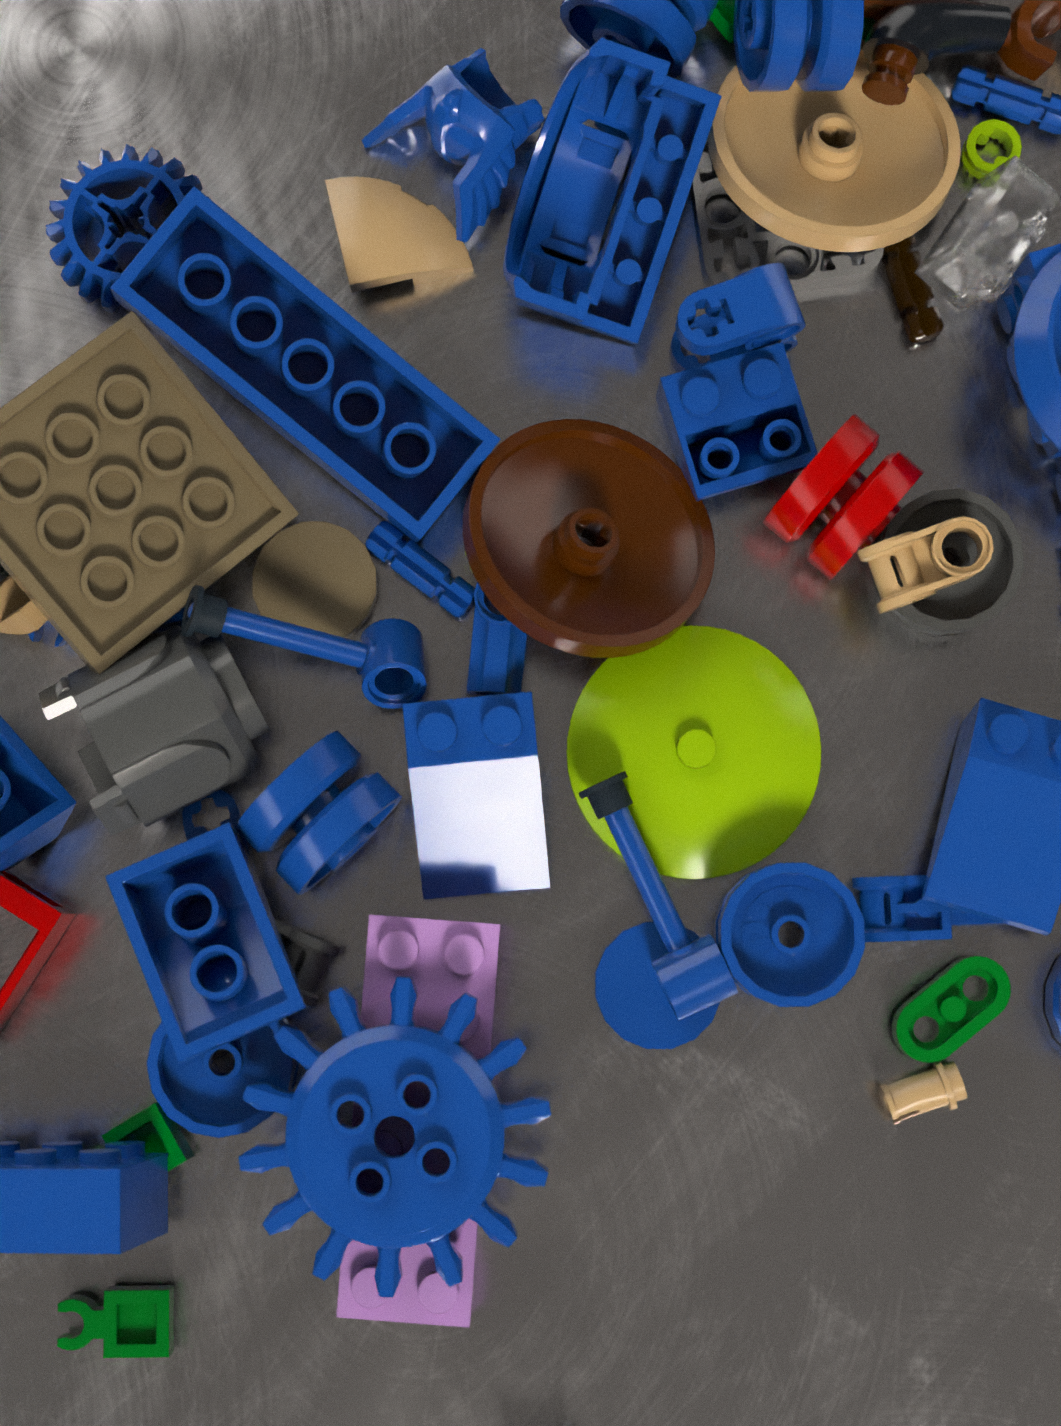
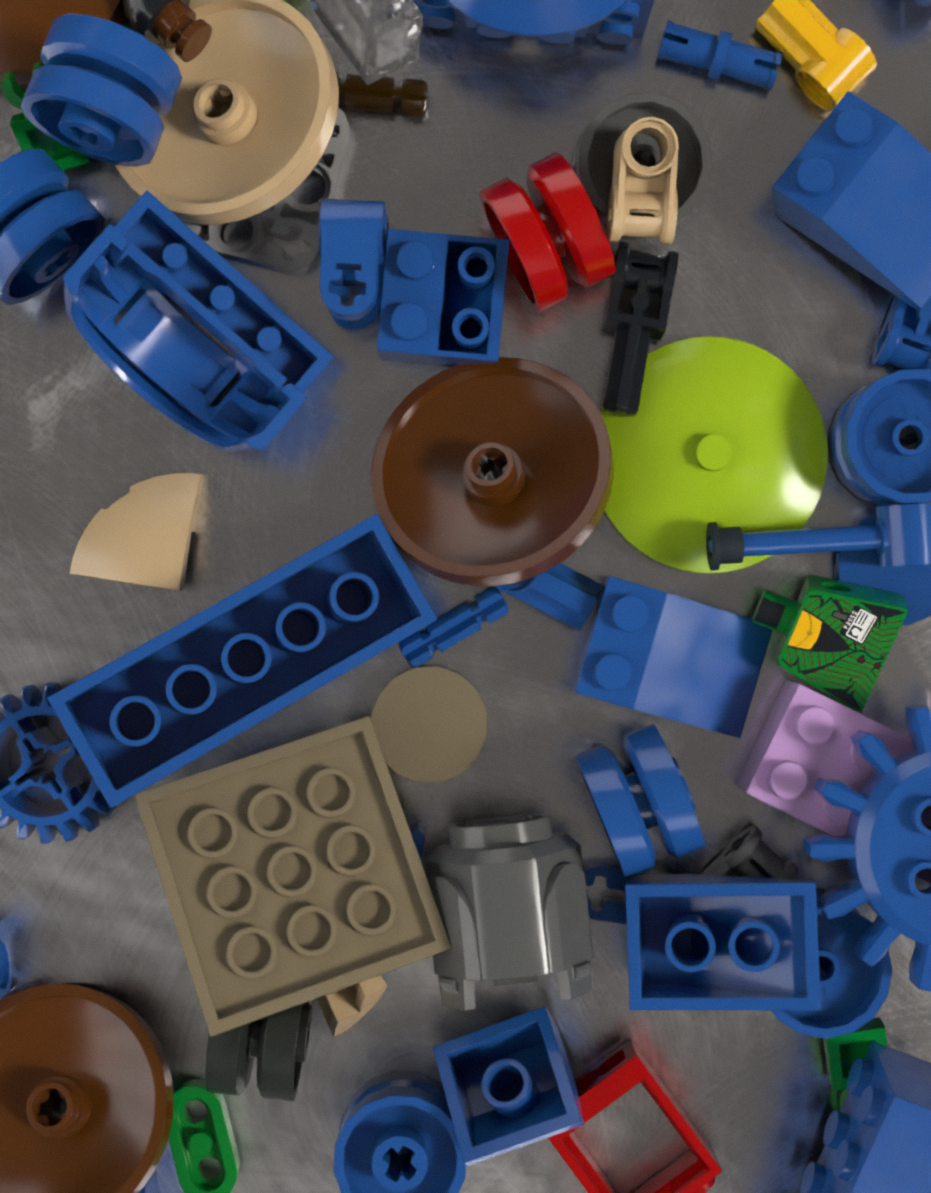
camera: 70 degrees left, 5 degrees up
(386, 657) = (524, 689): blue piece -> none
(470, 127) = (76, 423): blue helmet -> none
(563, 943) = (834, 635): none -> torso
(804, 621) = (636, 313): none -> black connector

